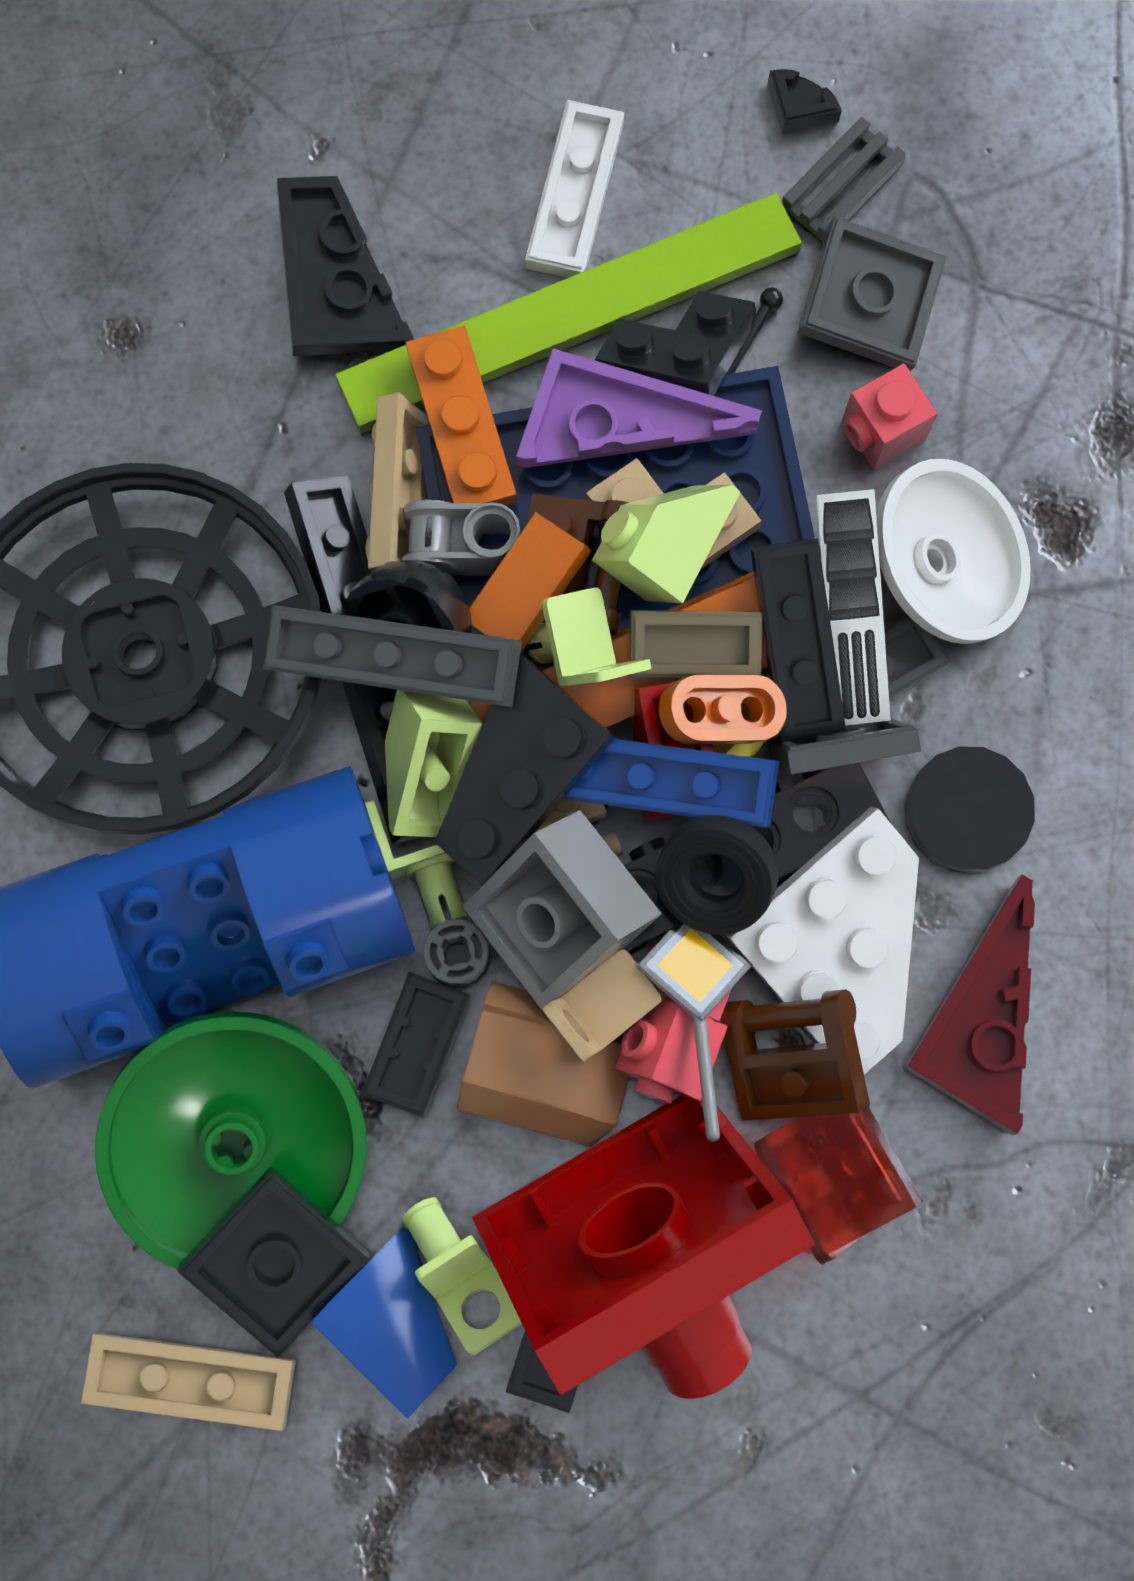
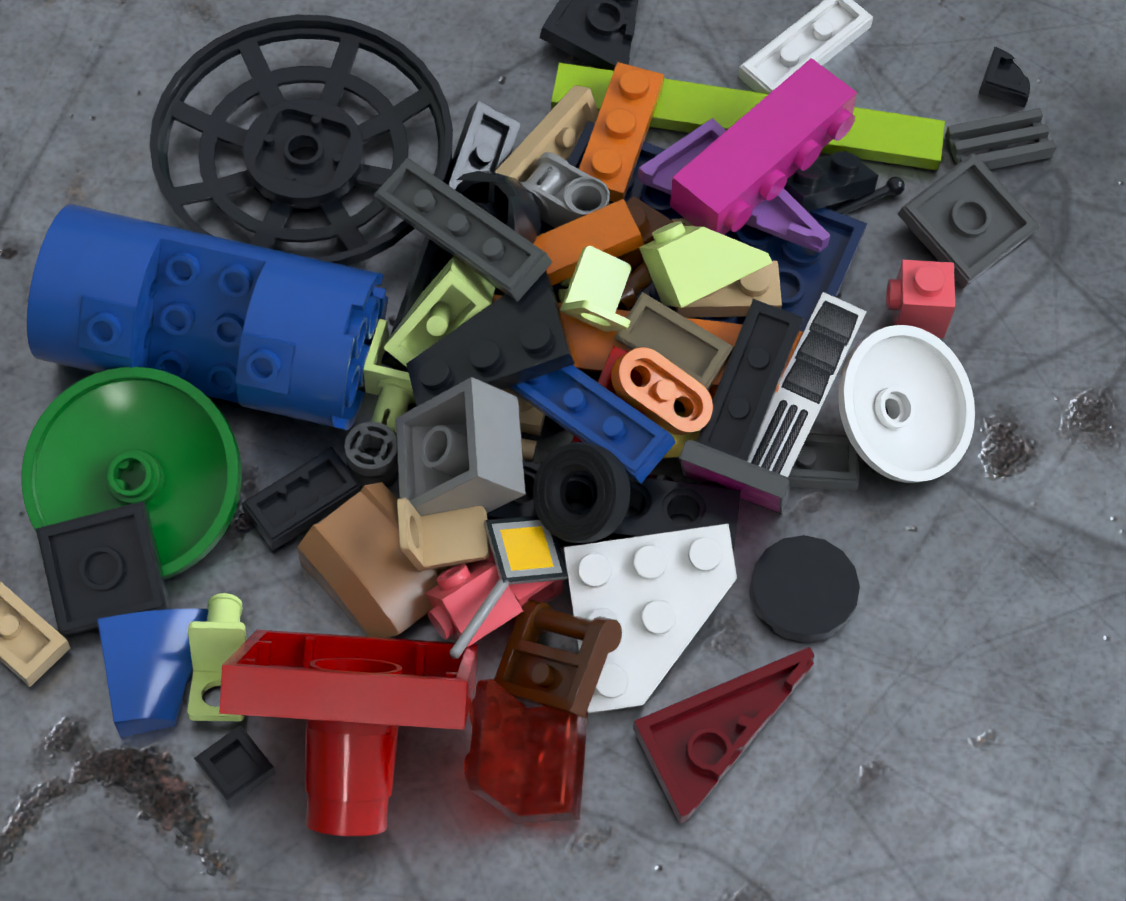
camera: 30 degrees right, 15 degrees down
(640, 360) = (764, 149): none -> dark pink brick

